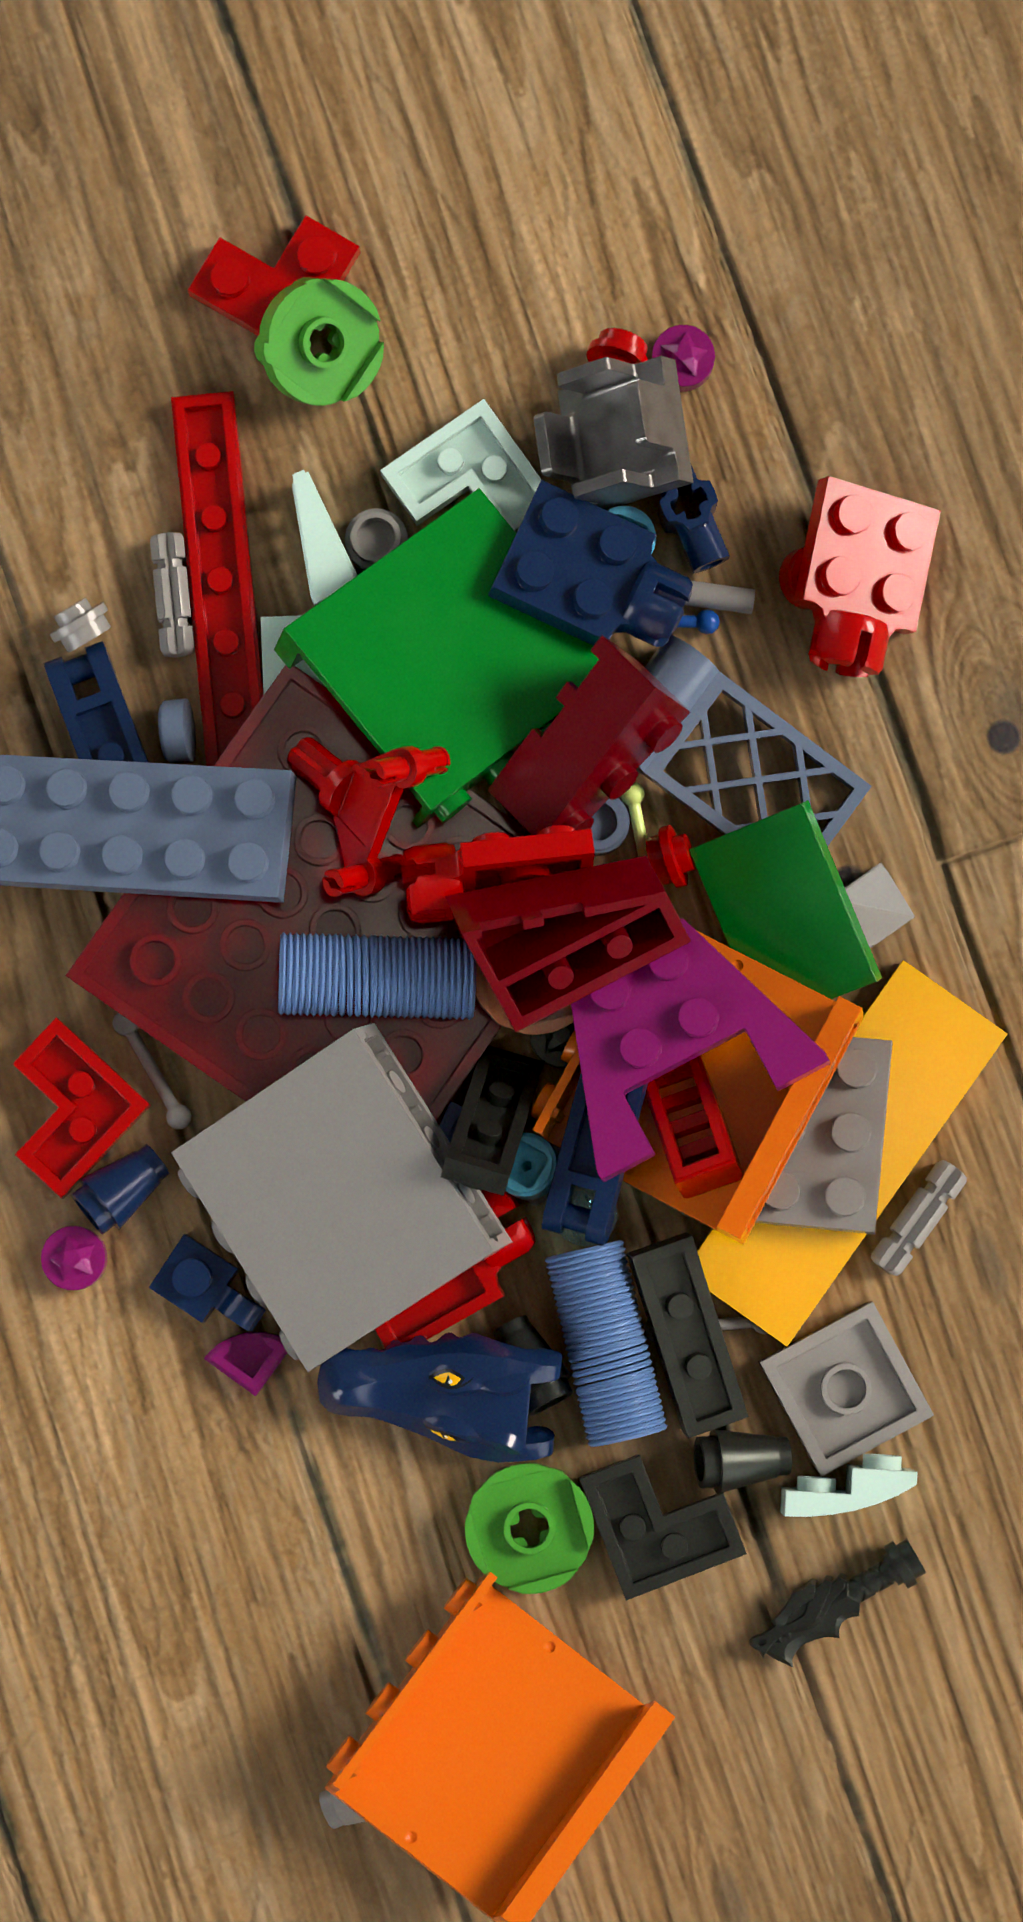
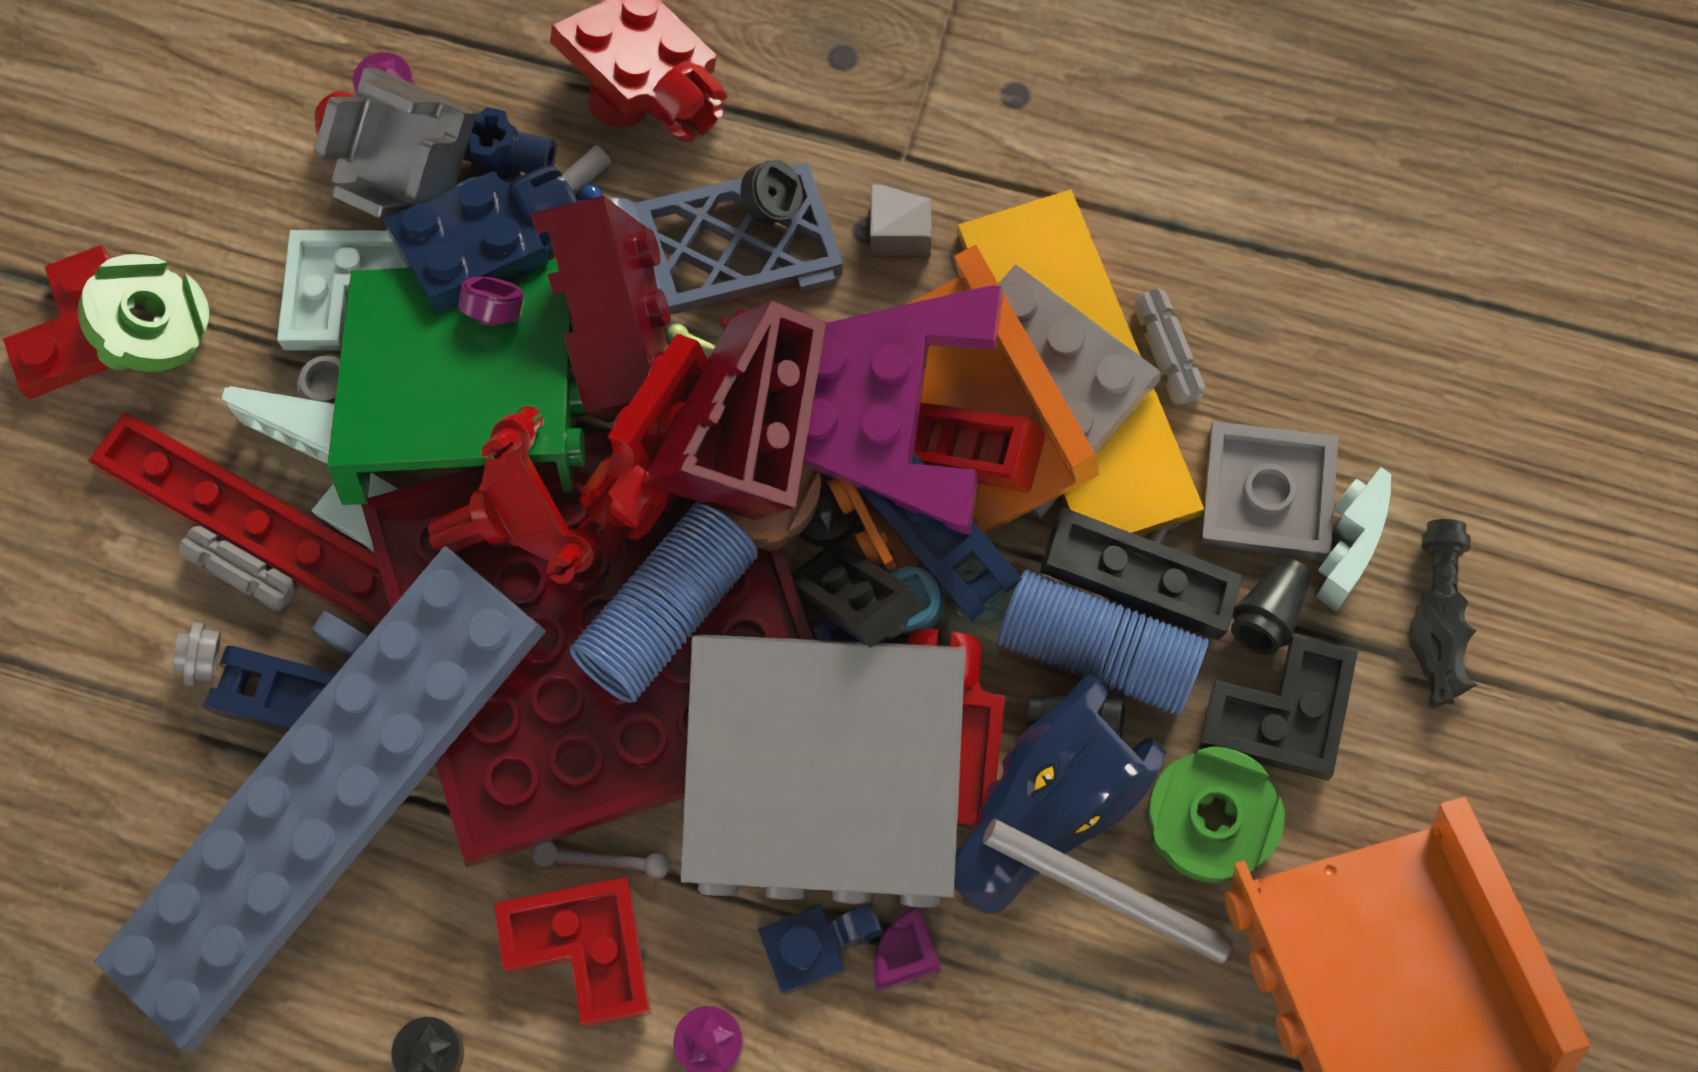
camera: 50 degrees left, 15 degrees down
(120, 1188) = (679, 957): dark blue cone -> none
(401, 1485) = (1107, 891): none -> light grey bar
(525, 638) = (491, 300): none -> magenta tile
(787, 902) = (850, 262): green tile -> none
(812, 777) = (771, 192): none -> pearl dark grey tile

